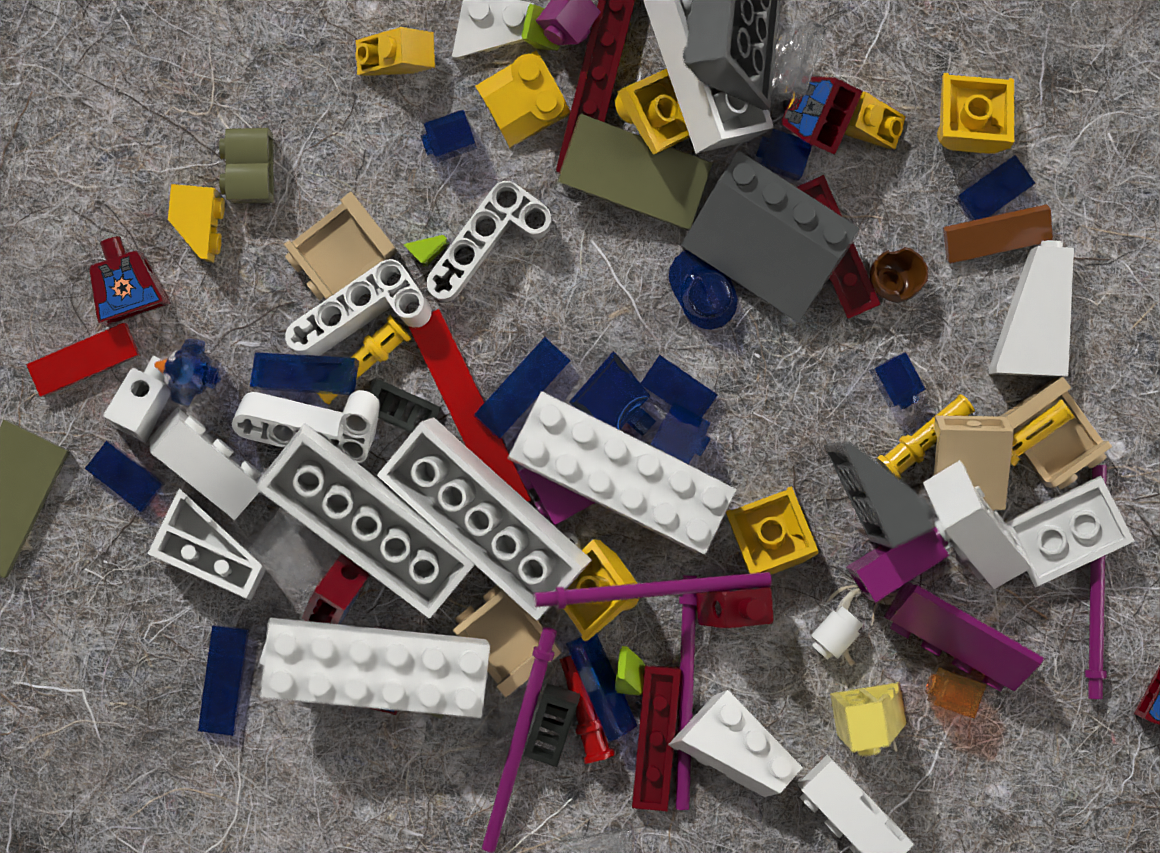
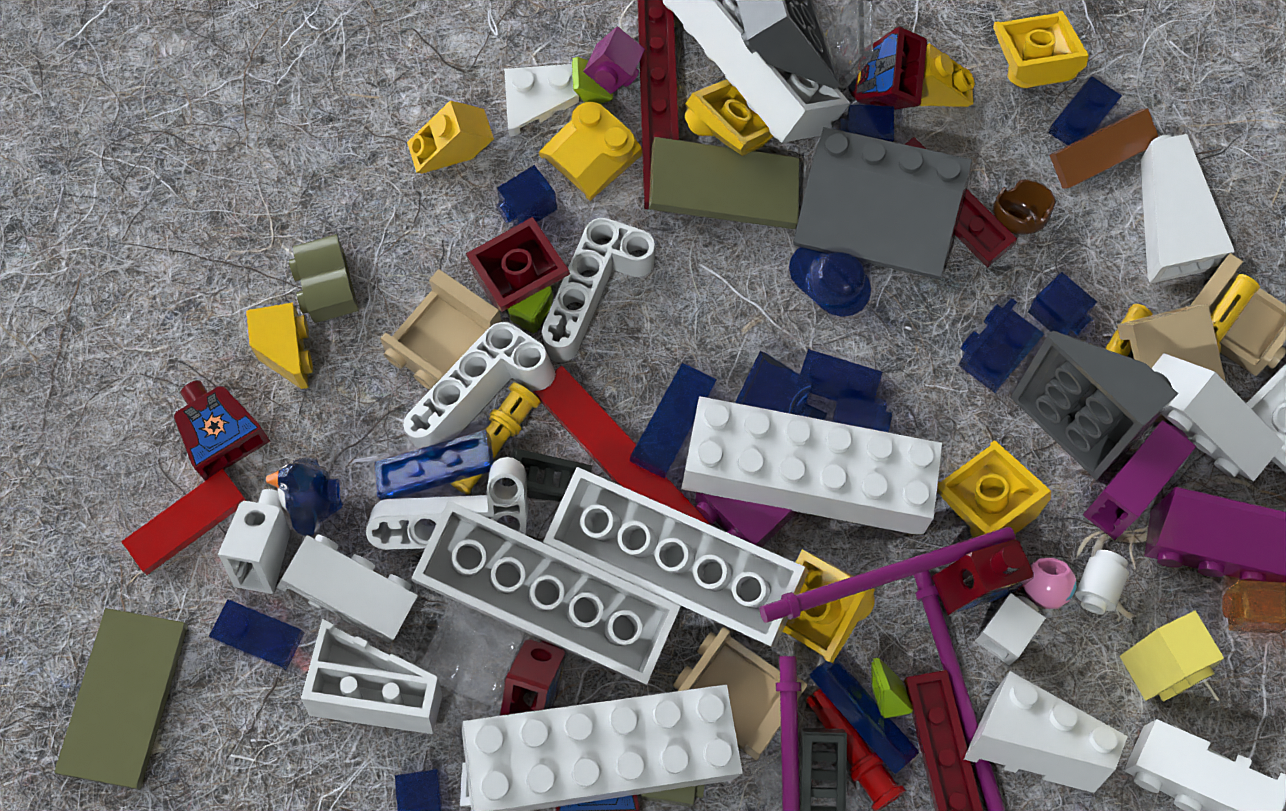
camera: 15 degrees left, 20 degrees down
(421, 211) = (516, 265): none -> dark red slope
(746, 649) = (1011, 628): none -> white brick
(791, 622) = (1052, 583): none -> bright pink piece
(830, 400) = (999, 347): none -> clear blue bracket

